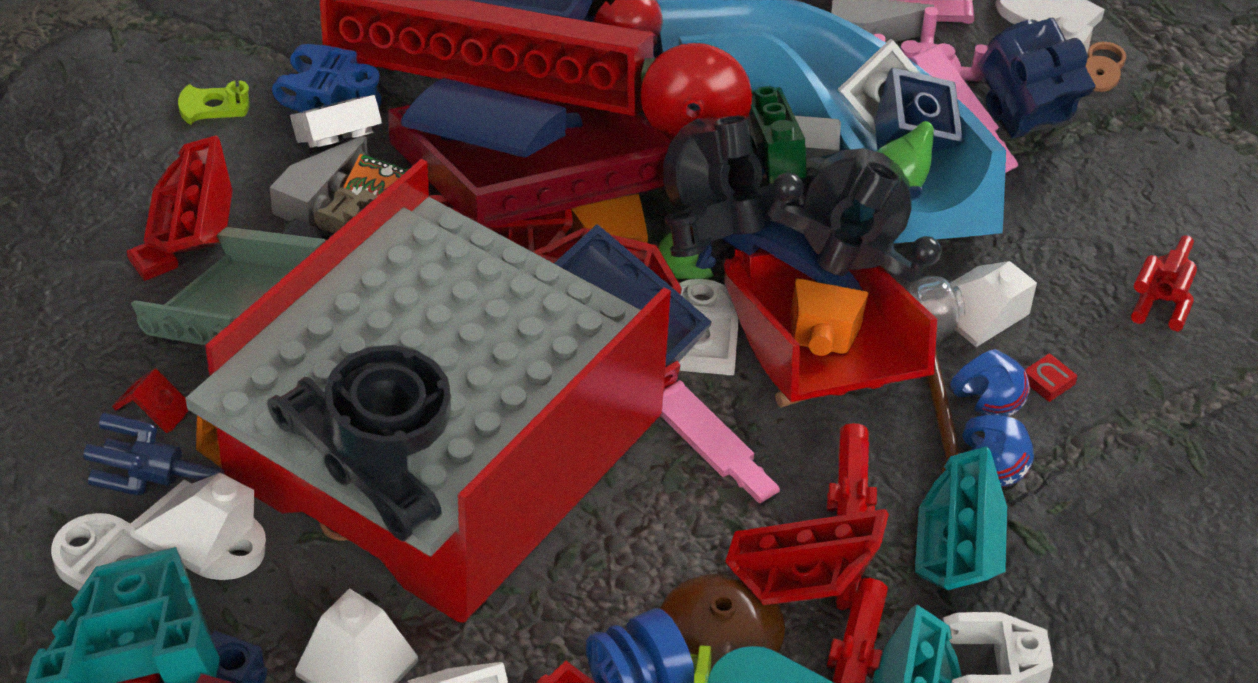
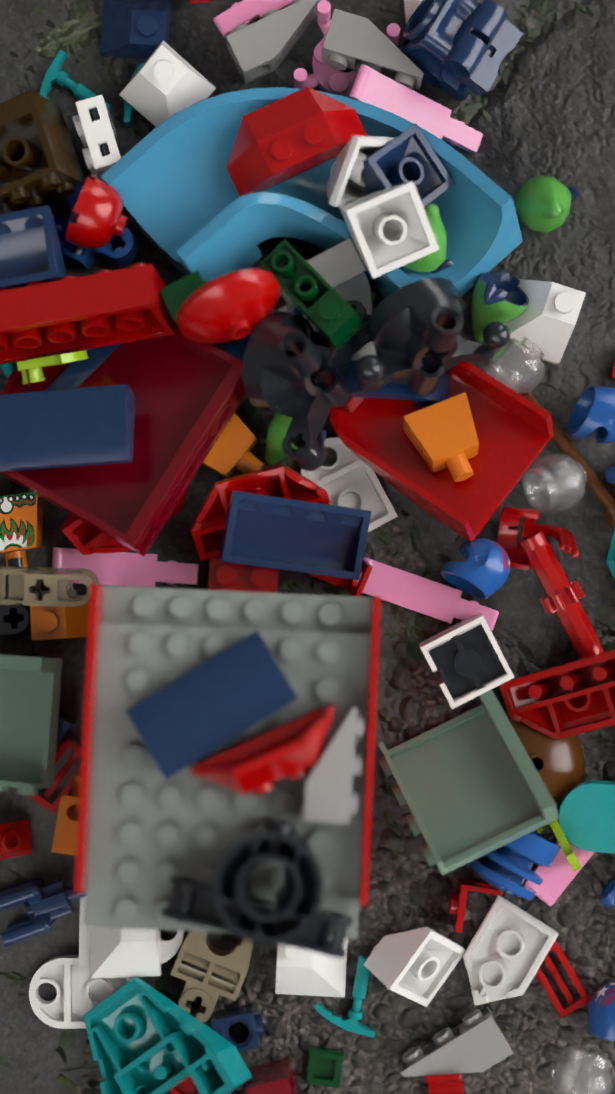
camera: 30 degrees left, 40 degrees up
(253, 604) = (210, 972): none -> dark tan piece
(450, 294) = (211, 704): none -> dark blue slope
(475, 339) = (269, 755): none -> red wedge
(515, 393) = (329, 783): none -> light grey slope
(532, 82) = (32, 369): none -> lime piece
(636, 573) = (468, 786): none -> sand green panel
(715, 492) = (466, 660): none -> black piece
(793, 429) = (482, 572): none -> blue helmet
(834, 44) = (289, 139): none -> red wedge
(849, 411) = (508, 536): none -> red helmet
(879, 114) = (389, 228): none -> white slope
(908, 407) = (554, 483): none -> clear piece
(949, 34) = (357, 41): none -> light grey slope
(956, 260) = (496, 299): none -> hat
(1041, 225) = (544, 203): none -> bright green hat

